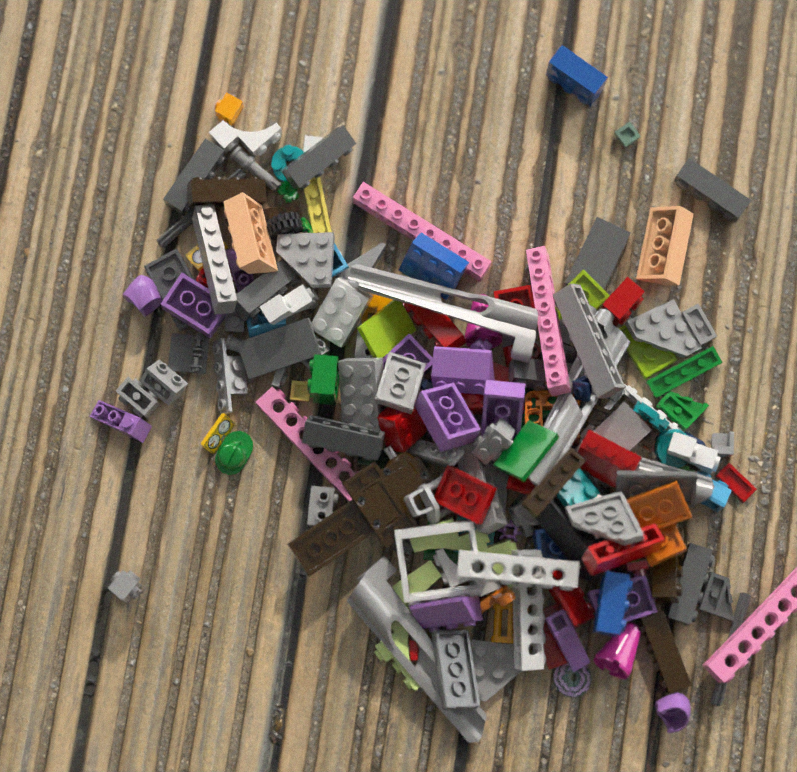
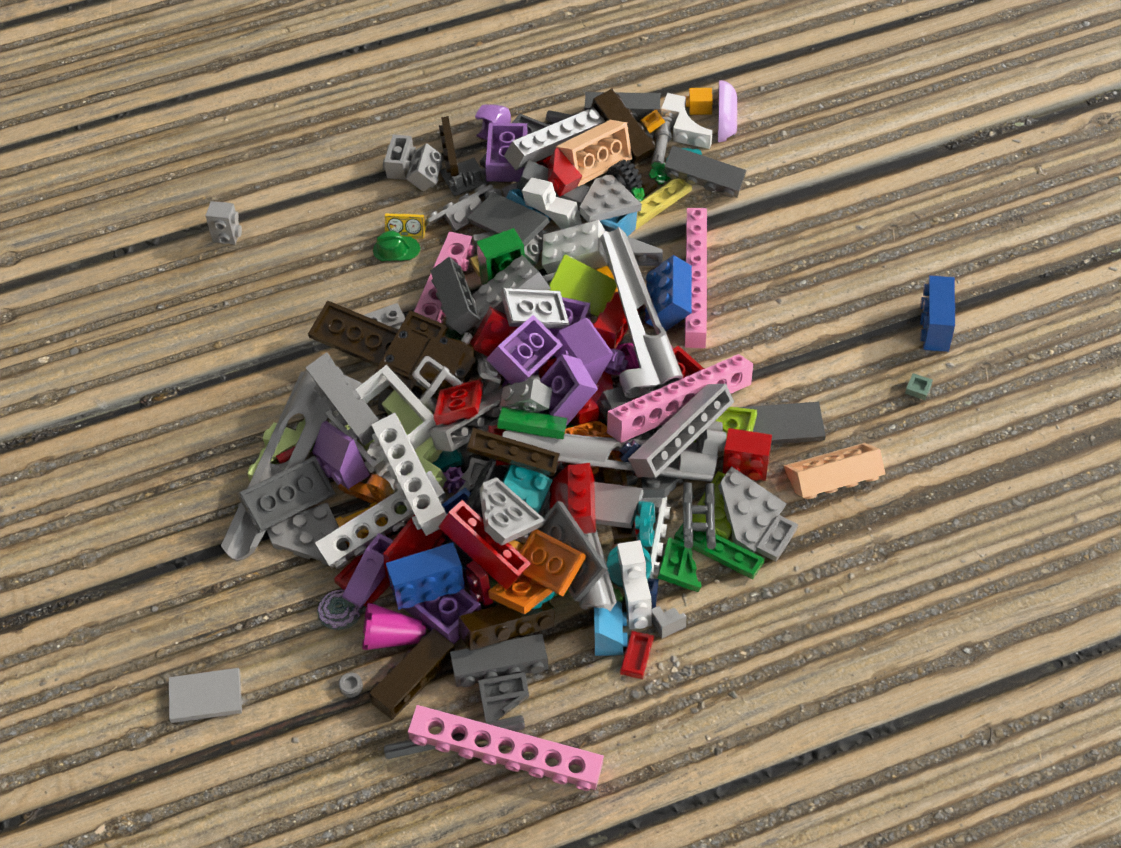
camera: 65 degrees right, 25 degrees down
(121, 421) = (372, 161): medium lavender slope -> none
(160, 352) = (447, 142): none -> dark brown plate
(232, 163) = (652, 121): none -> light orange tile
(252, 94) = (726, 111): none -> lavender brick
(264, 278) = (562, 173): none -> red slope
(416, 582) = (342, 398): none -> light grey wedge
(644, 702) = (350, 684): none -> light grey tile
(666, 369) = (689, 509): none -> dark grey piece
(674, 711) = (357, 711): medium lavender piece -> none
(712, 190) = (922, 481): dark grey brick -> none

